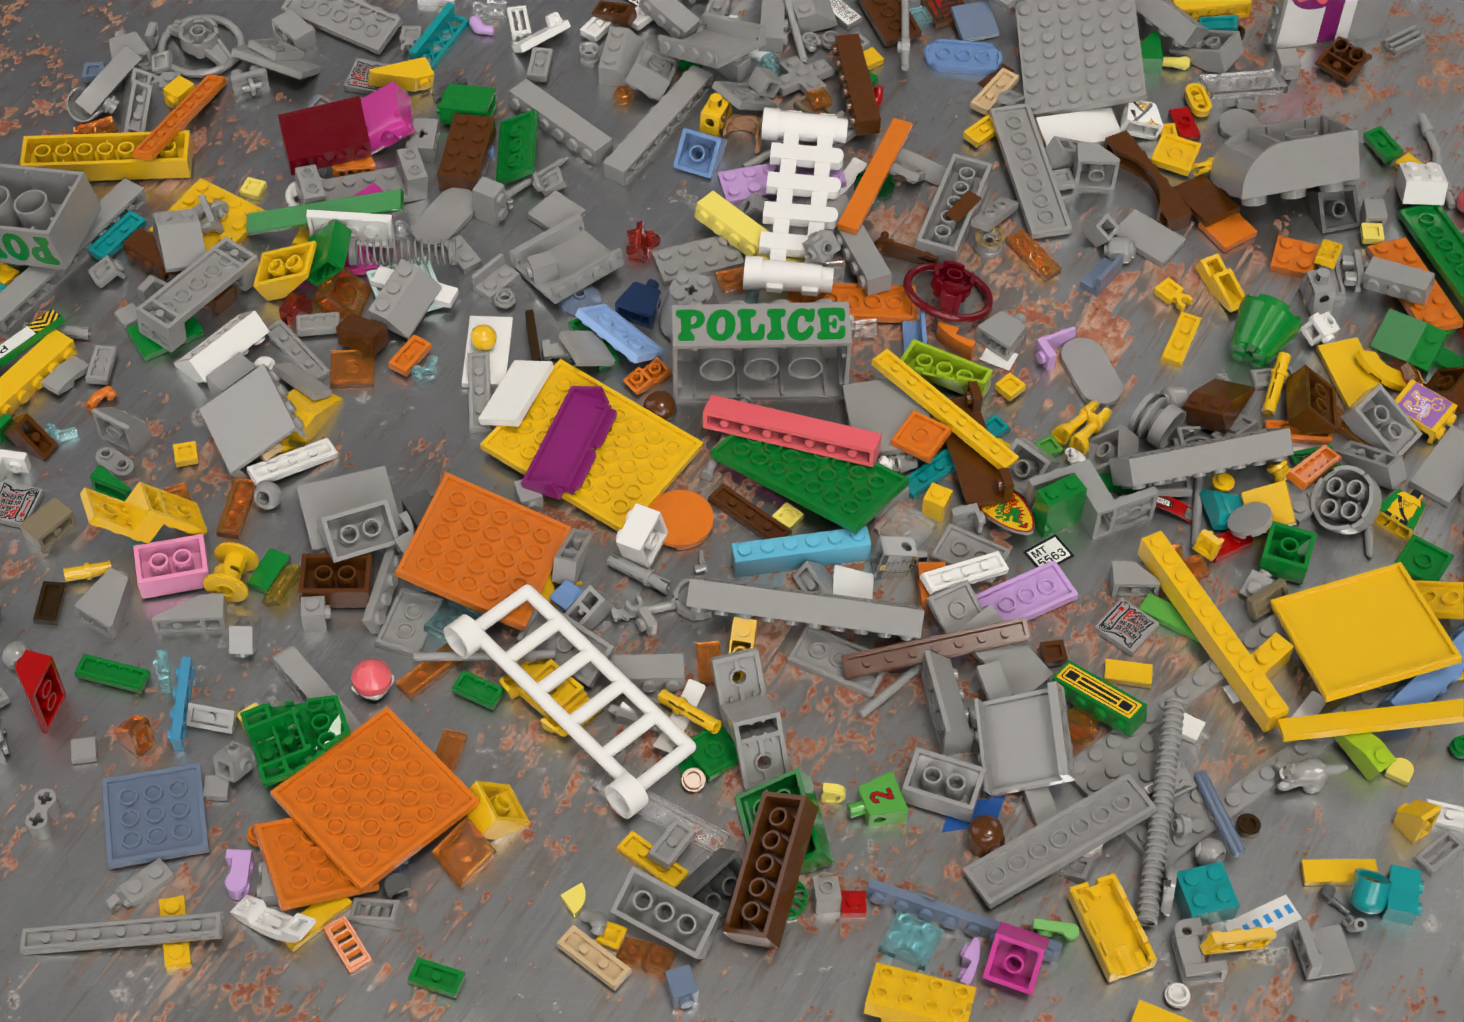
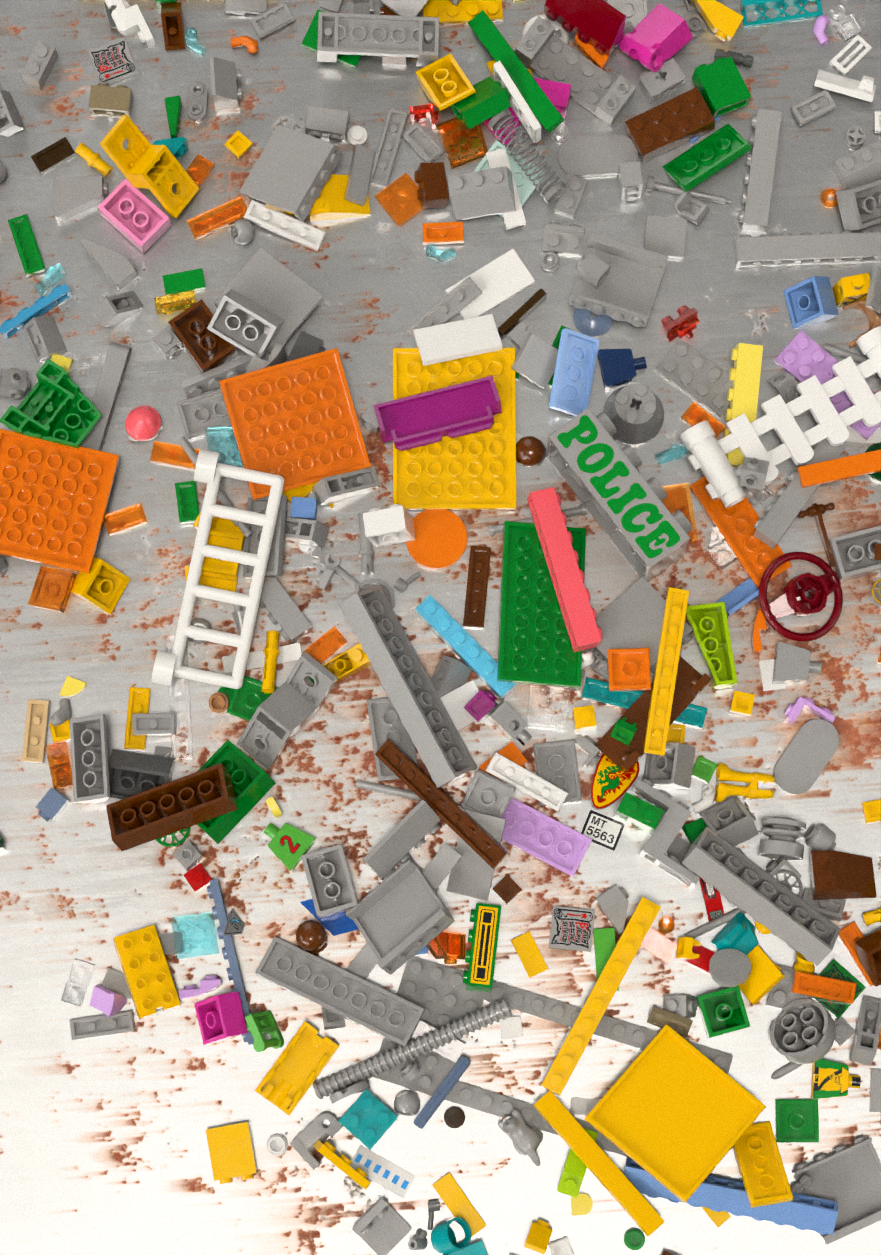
camera: 60 degrees right, 25 degrees up
(223, 345) = (350, 92): white slope -> none
(226, 577) = (155, 259): yellow hose -> none
(483, 337) = (492, 277): yellow piece -> none
(647, 378) = (548, 419): orange slope -> none
(788, 516) = (492, 615): light yellow tile -> none
(863, 570) = (481, 704): none -> magenta bracket
(974, 472) = (624, 731): none -> green tile
(1273, 654) = (610, 1052): yellow brick -> none

